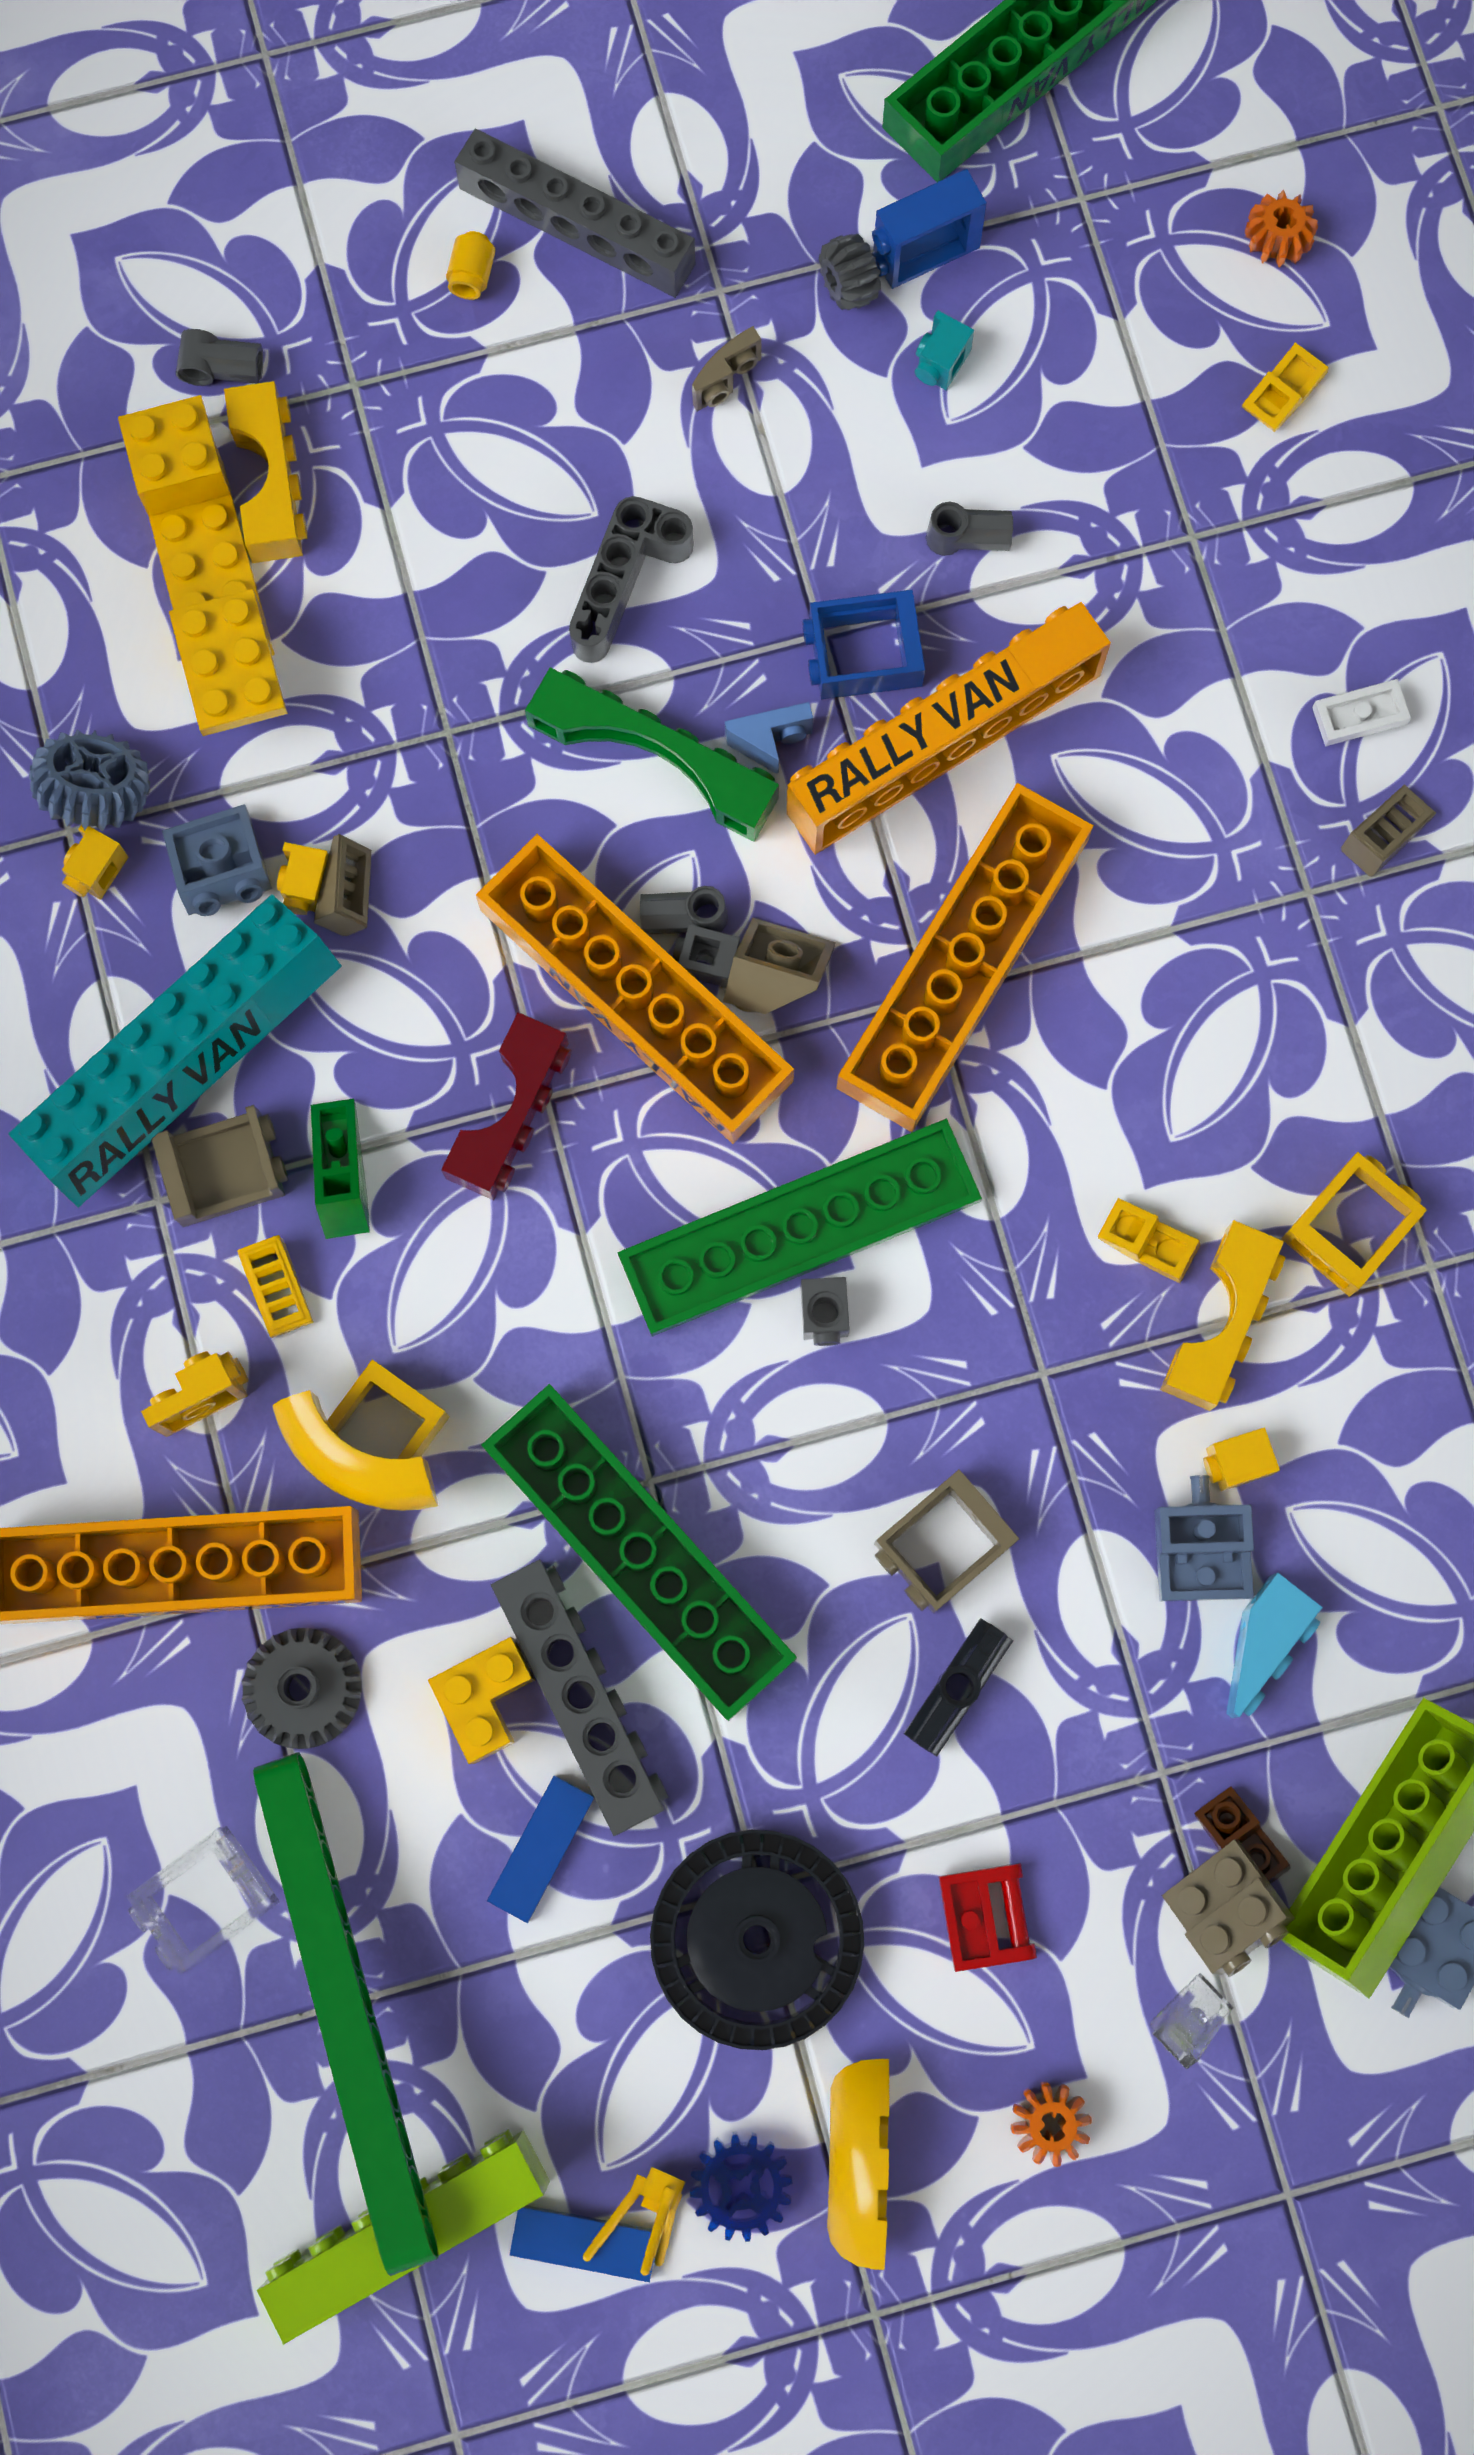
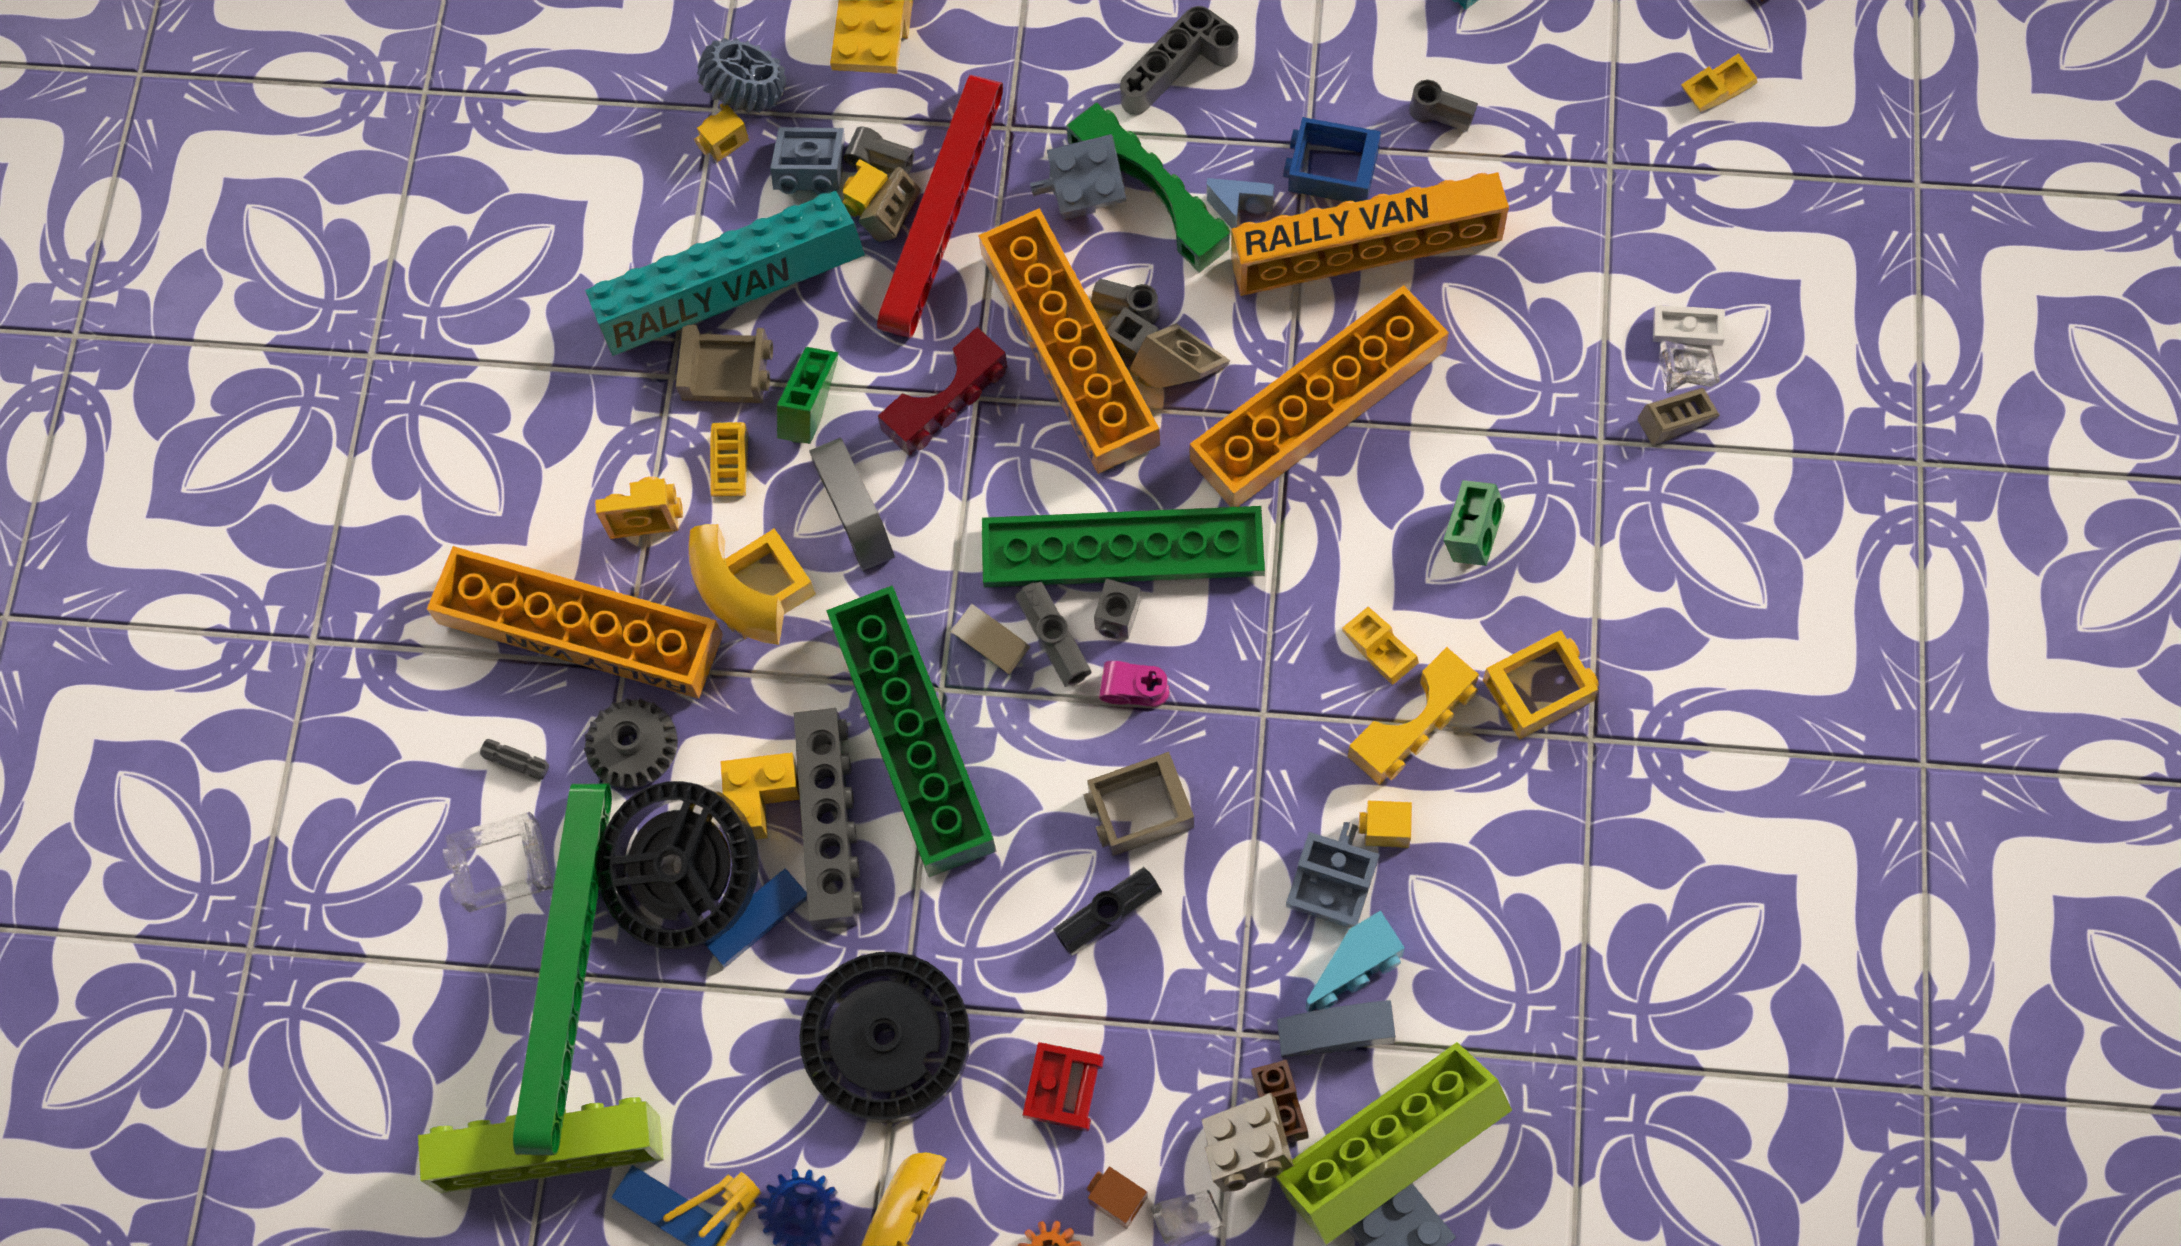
camera: 25 degrees right, 10 degrees down
(166, 1761) = (514, 759): none -> dark grey axle
(295, 822) = (880, 153): none -> dark grey piece
(406, 866) = (940, 207): none -> red beam
(447, 1799) = (703, 860): none -> black piece
(451, 1289) = (852, 504): none -> beam
(572, 770) = (1083, 177): none -> sand blue plate
(687, 1401) = (990, 639): none -> dark tan slope
(739, 1347) = (1062, 651): none -> dark grey piece
(870, 1398) = (1128, 684): none -> dark pink piece
(1101, 2026) = (1116, 1196): none -> dark orange brick
(1207, 1052) = (1474, 523): none -> green brick
(1277, 1730) = (1337, 1029): none -> sand blue slope
(1378, 766) = (1686, 364): none -> clear slope

